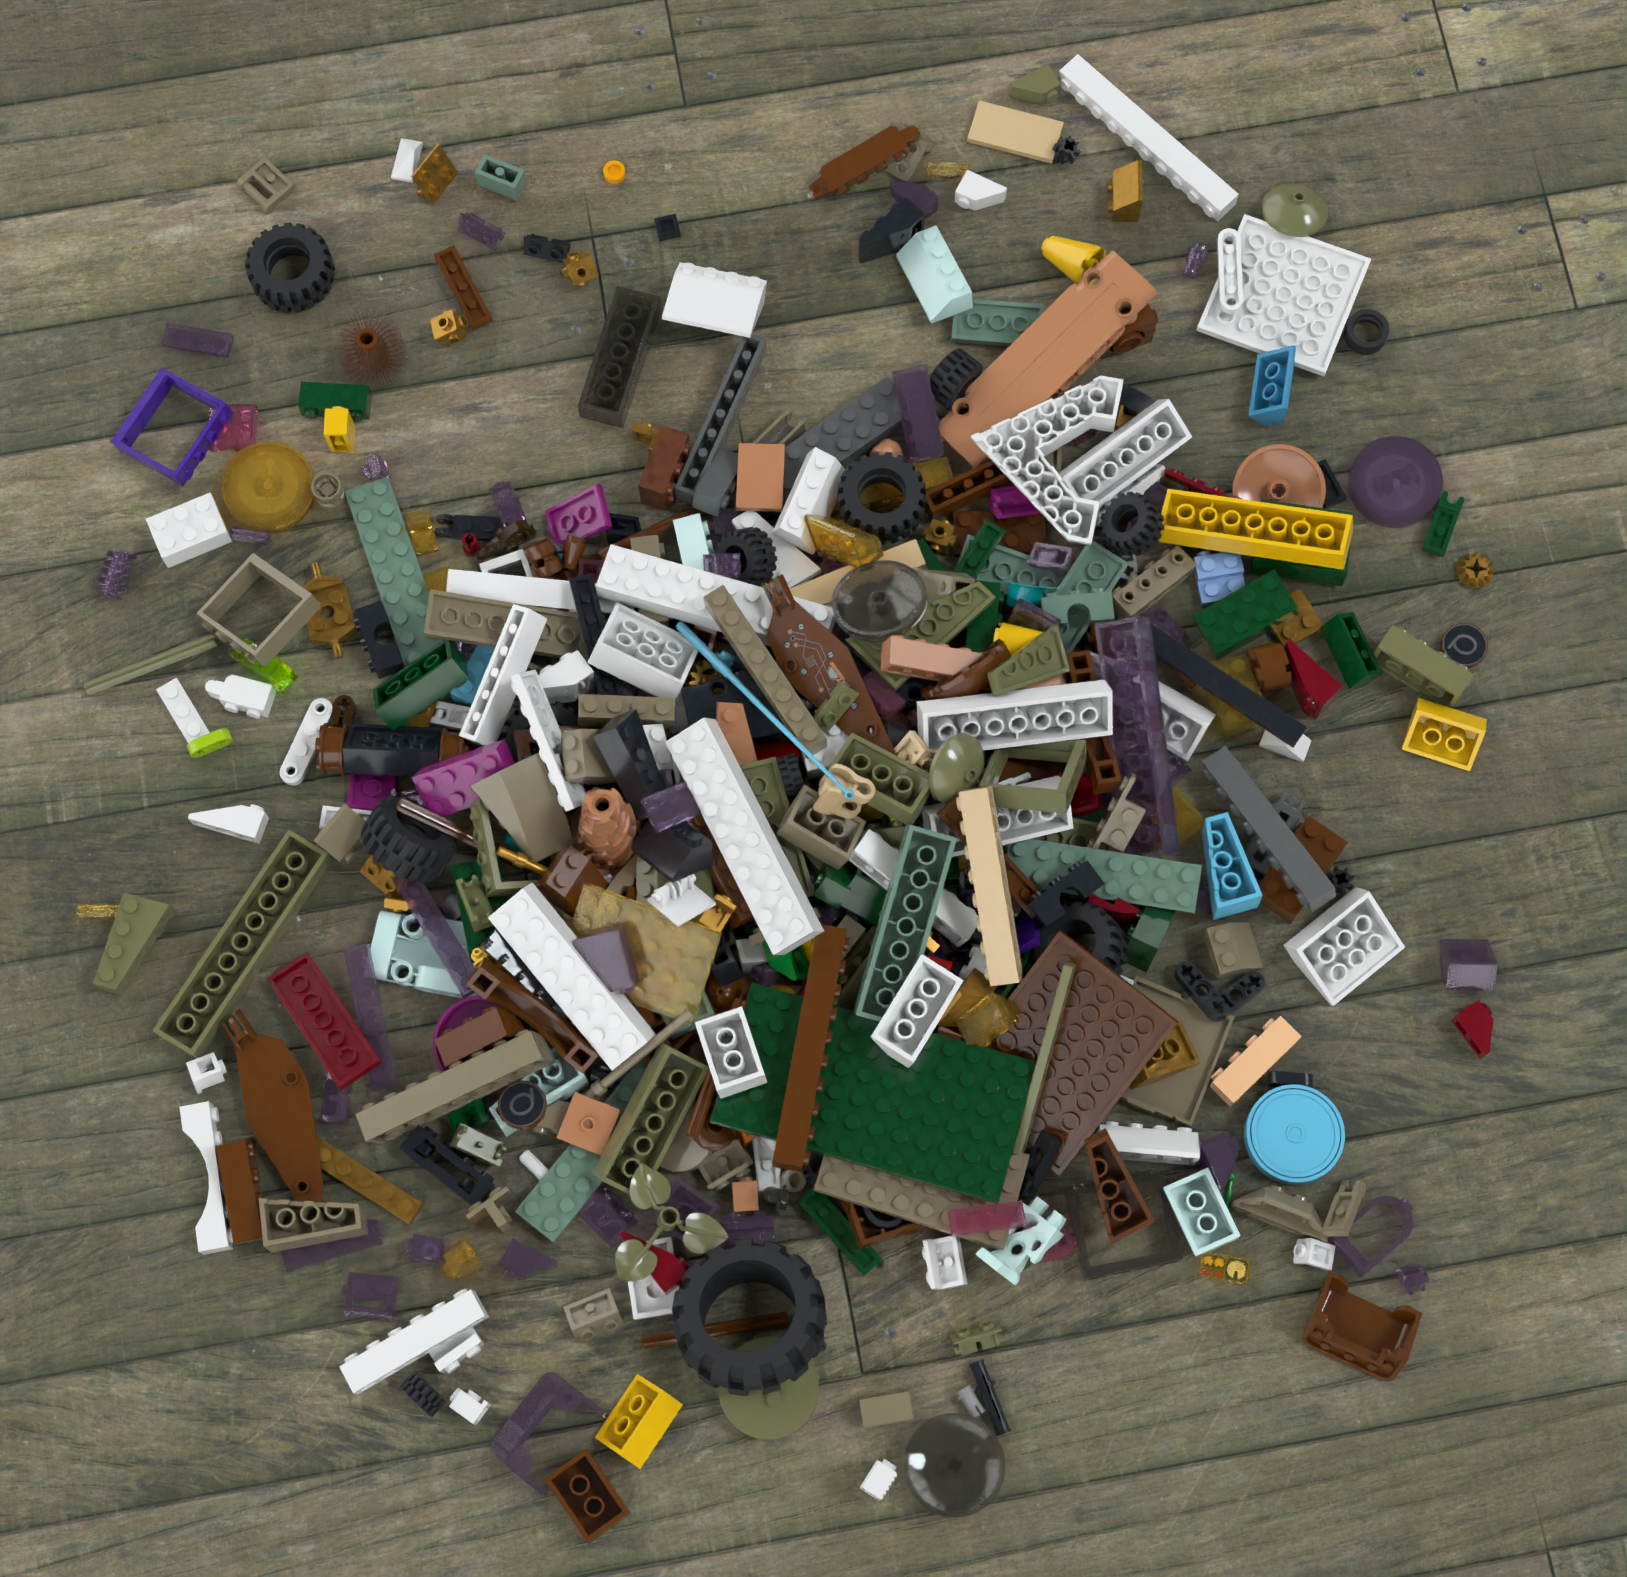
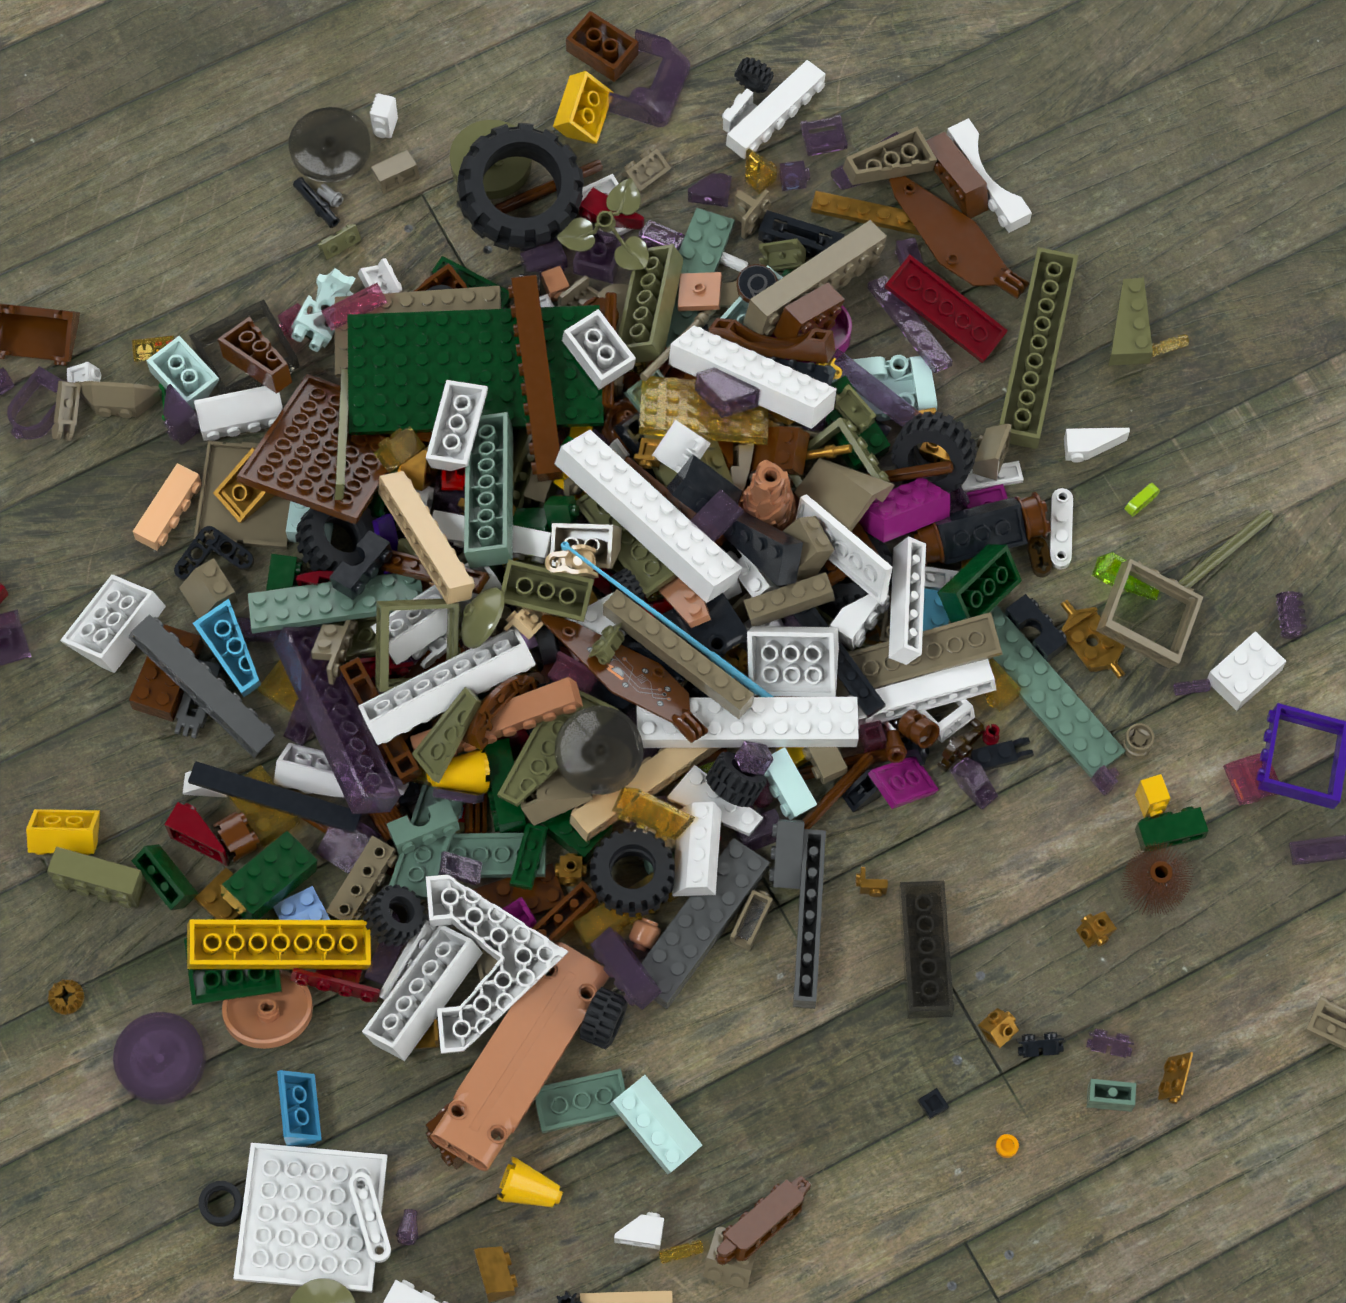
camera: 160 degrees right, 5 degrees down
(182, 710) = (1176, 520): white plate -> none
(206, 1071) = (1029, 244): white brick -> none
(243, 695) = (1134, 544): white hinge -> none
(268, 486) = (1194, 731): clear yellow brick -> none
(284, 242) = (1282, 915): black tyre -> none
(406, 160) = (1212, 1095): white slope -> none
(422, 532) = (1042, 738): clear yellow slope -> none
(463, 287) = (1101, 977): reddish brown plate -> none
(468, 1405) = (717, 81): white brick -> none
(664, 468) = (841, 852): copper brick -> none
(715, 299) = (856, 1025): white slope -> none
(760, 477) = (750, 861): nougat tile -> none
(891, 231) = (704, 1161): black slope -> none
(917, 193) = (701, 1204): clear purple slope -> none
(1029, 593) = (472, 832): teal piece -> none
(1039, 1163) = (325, 374): black hinge -> none
(1134, 400) = (432, 1060): black slope -> none
(1282, 1078) = (134, 501): black beam -> none
(1294, 1134) = (121, 458): medium azure brick -> none
(1334, 492) = (216, 1029): black plate -> none
(1346, 878) = (125, 670): black gear -> none
(1442, 525) = (105, 1028): dark green plate -> none
(1464, 644) = (62, 921): black tile -> none

